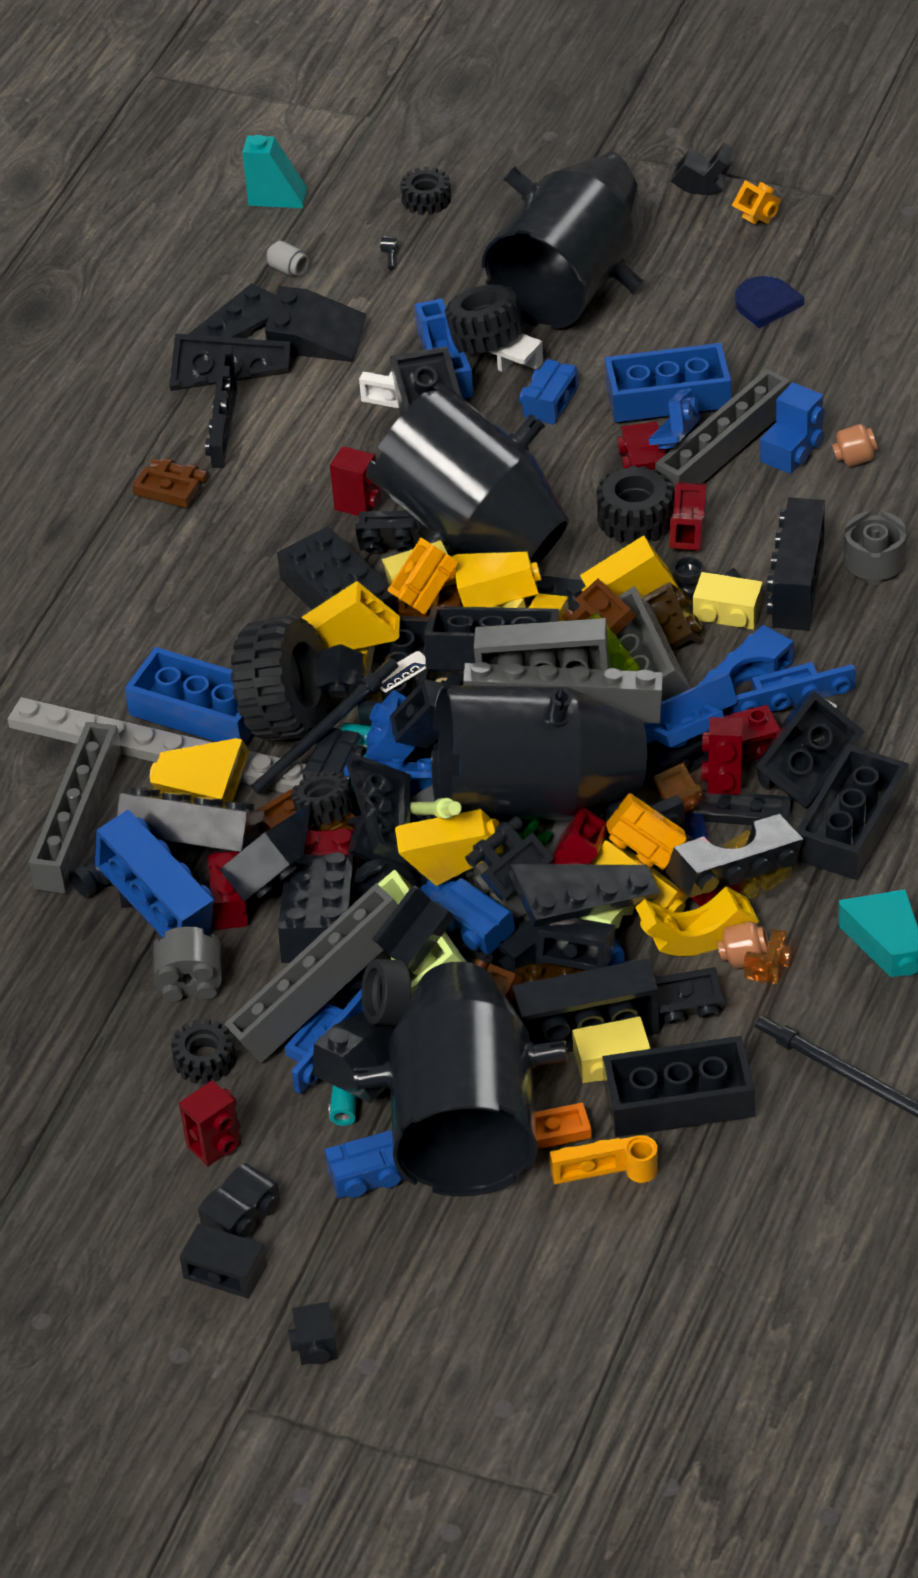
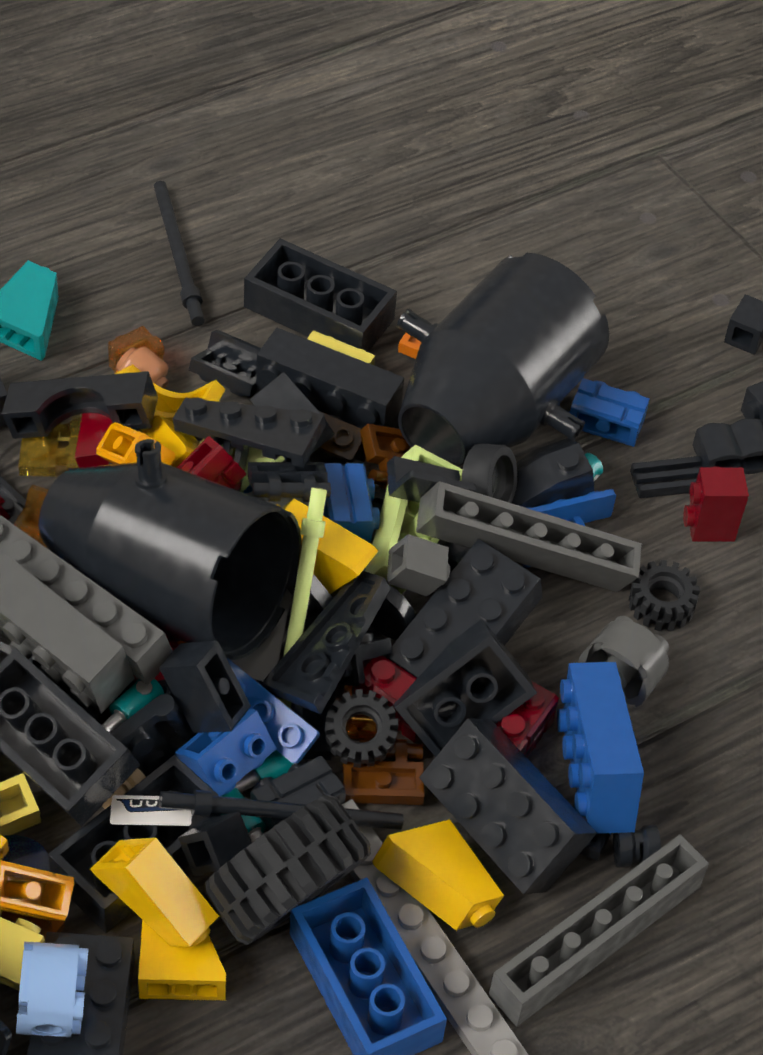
camera: 150 degrees left, 5 degrees up
(273, 1146) = (666, 471): none -> black tile
(349, 539) = (49, 989): none -> light blue brick
(365, 873) = (418, 565): none -> dark grey brick
(634, 1154) = (415, 295): light orange plate -> none

